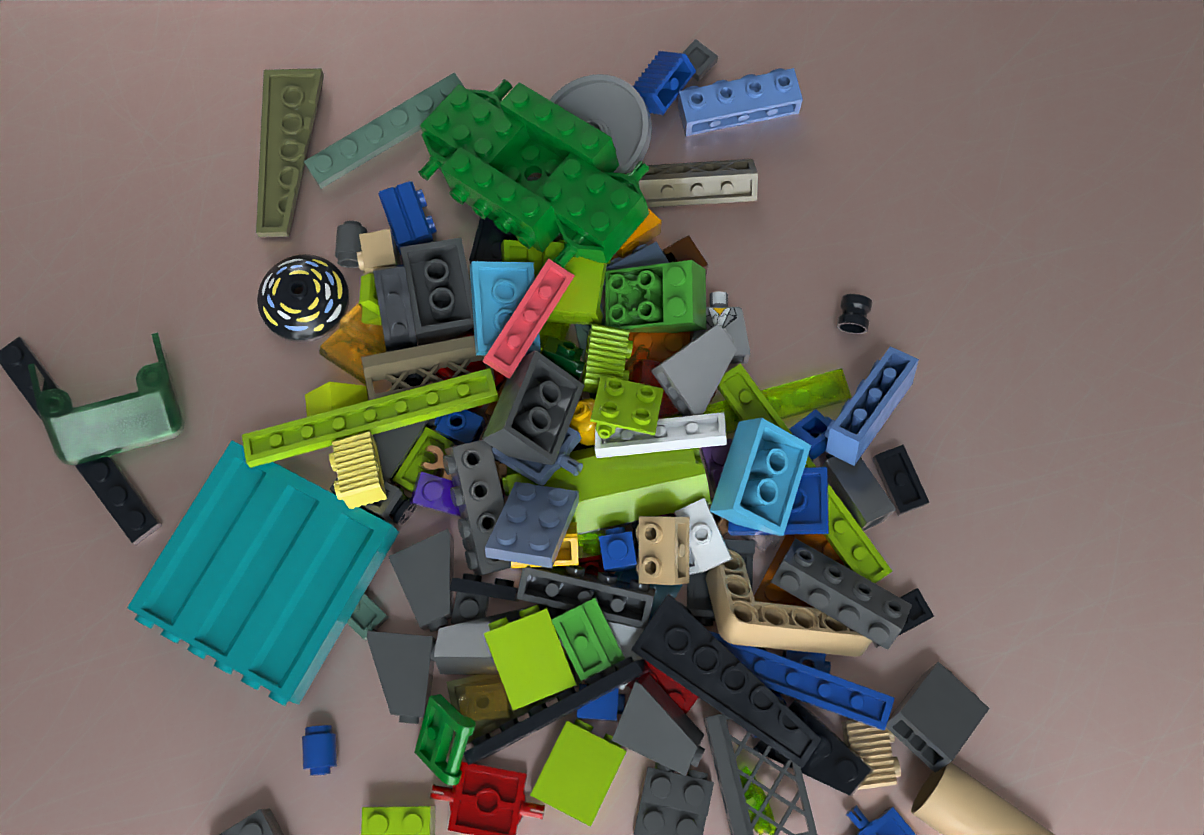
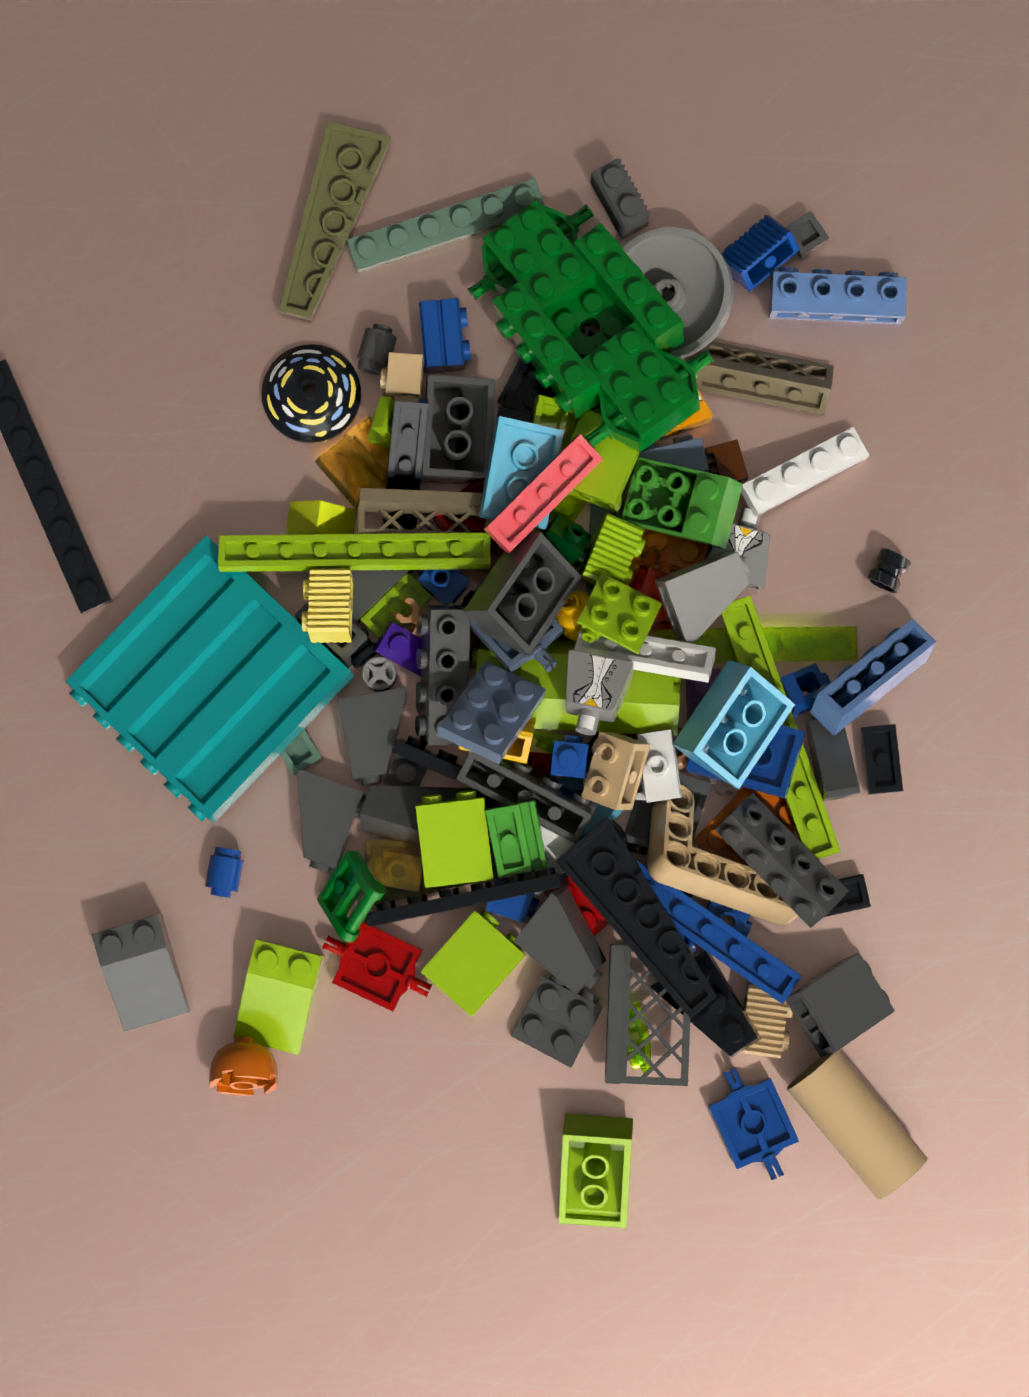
camera: 15 degrees right, 10 degrees up
(113, 423) = (90, 487): clear green windscreen -> none
(418, 521) = (379, 666): none -> light grey wheel
(531, 67) = (620, 198): none -> dark grey brick
(624, 477) = (596, 688): none -> light grey torso
(754, 250) = (804, 471): none -> white plate

